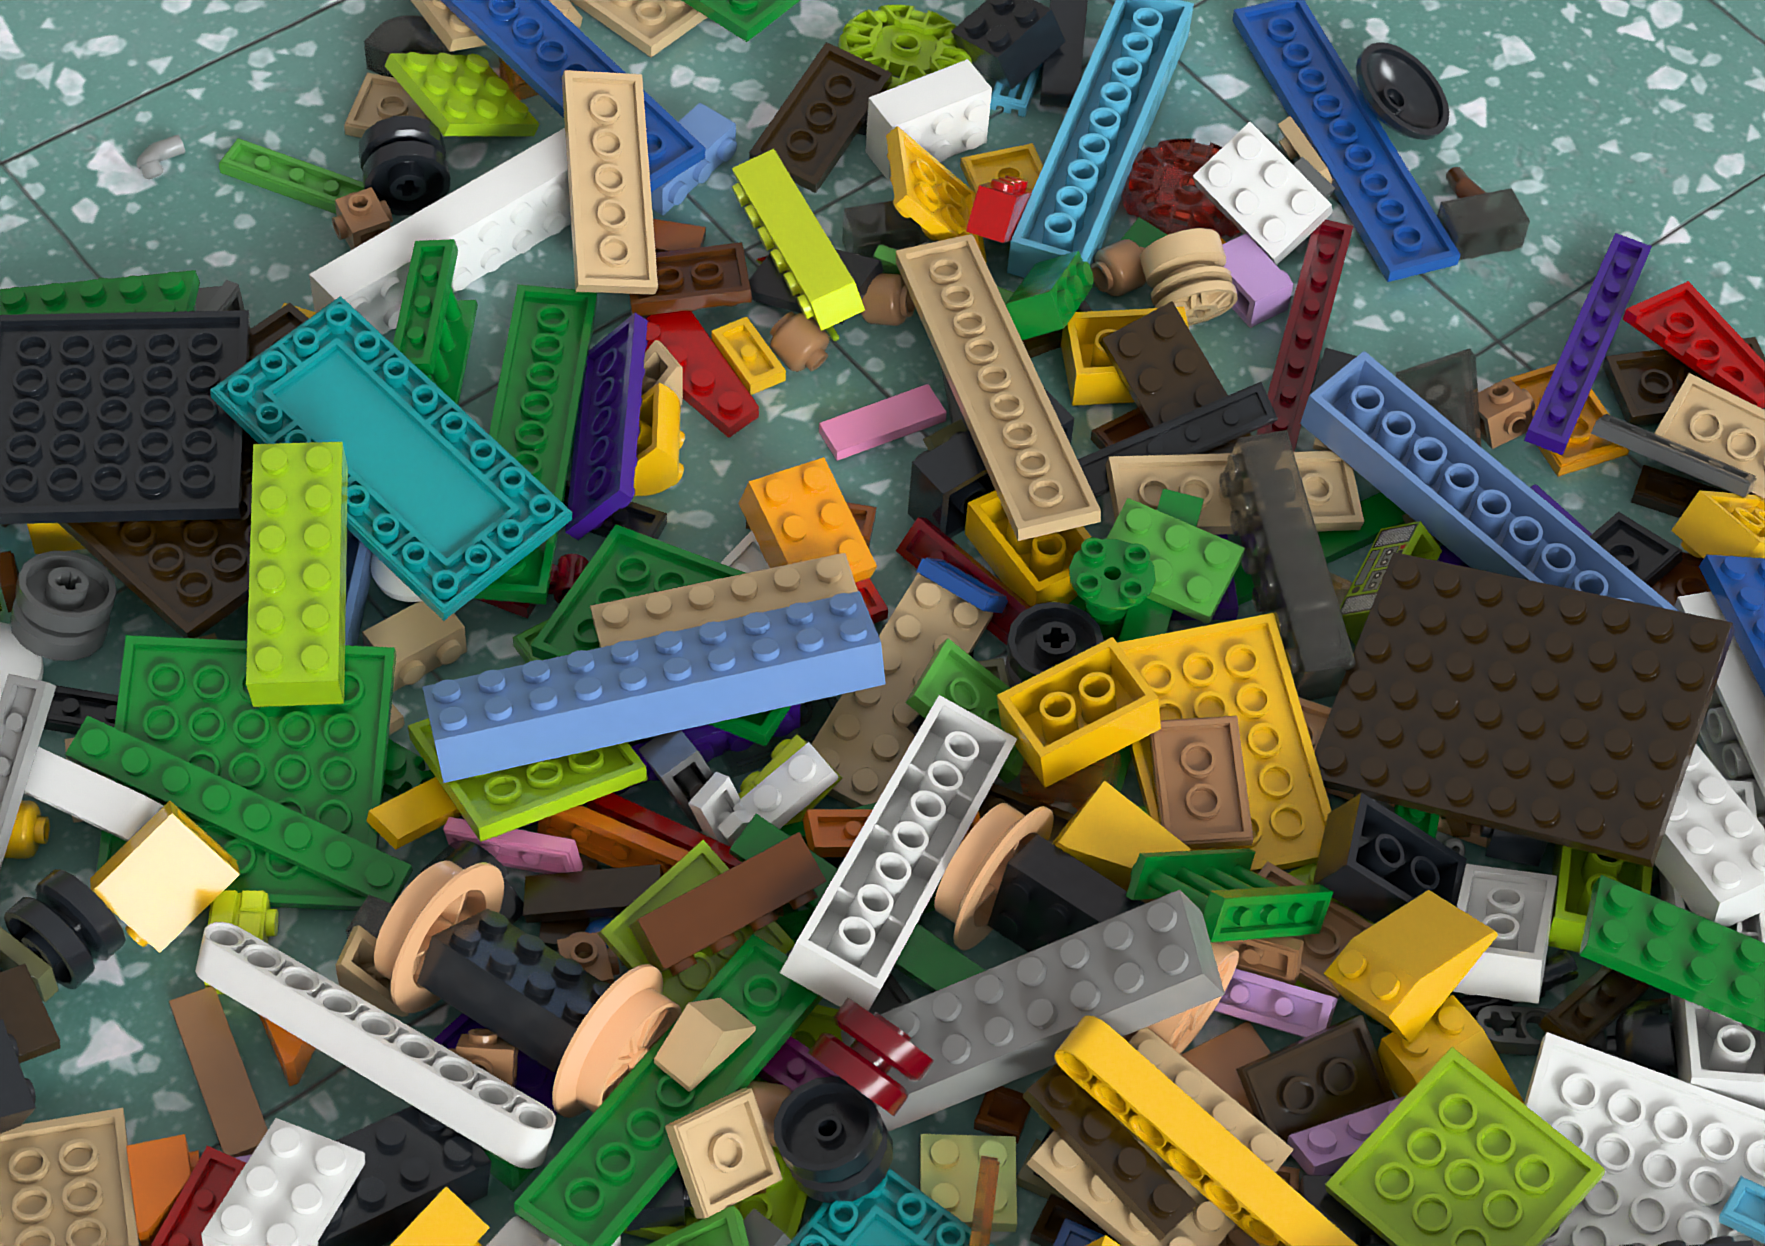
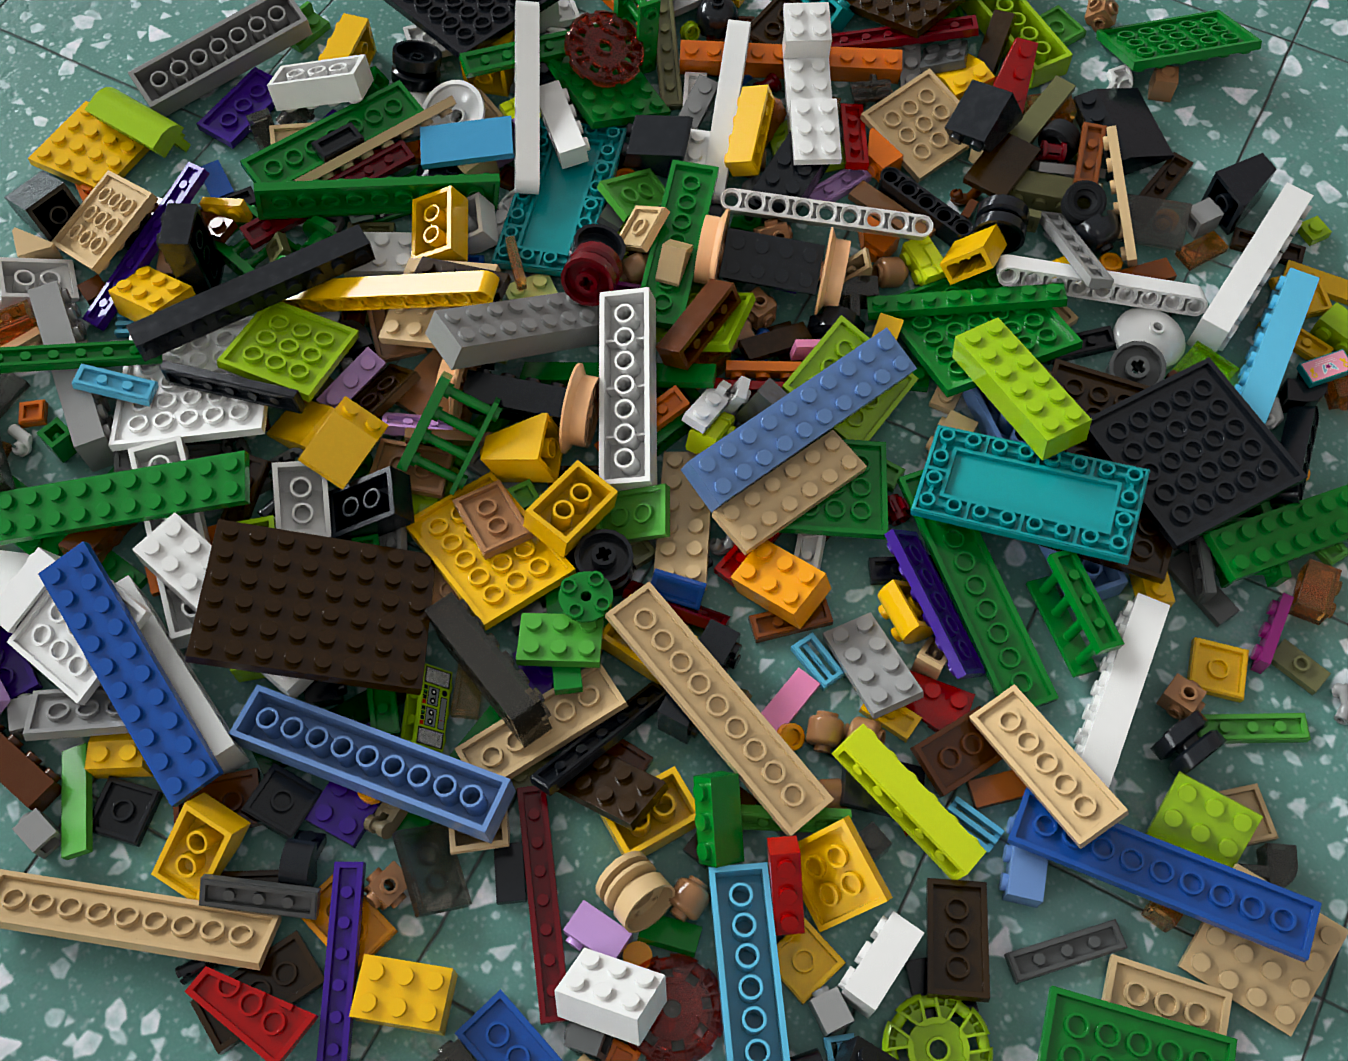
camera: 160 degrees right, 10 degrees up
(74, 1048) = (961, 198): none -> reddish brown arm
(79, 257) = (1315, 592): none -> clear orange brick
(94, 997) = (970, 209): none -> reddish brown tile
(156, 1026) = (948, 223): none -> black beam
(176, 211) = (1299, 667): none -> olive plate
(182, 244) = (1270, 633): none -> magenta plate
(281, 248) = (1218, 668): none -> yellow tile
(313, 943) = (890, 272): none -> medium nougat head
(702, 79) = (1065, 951): none -> dark grey tile
(712, 199) = (980, 818): none -> medium azure tile
(739, 403) = (873, 665): none -> light grey plate
(797, 428) = (831, 679): none -> medium azure tile
(848, 364) = (824, 731): none -> medium nougat head
(896, 381) = (792, 735): none -> light orange tile
(1007, 119) = (830, 1010): none -> light grey brick
(1510, 308) = (404, 994): none -> yellow brick
(1586, 1121) = (233, 387): none -> black tile
(1607, 483) = (300, 858): none -> black brick

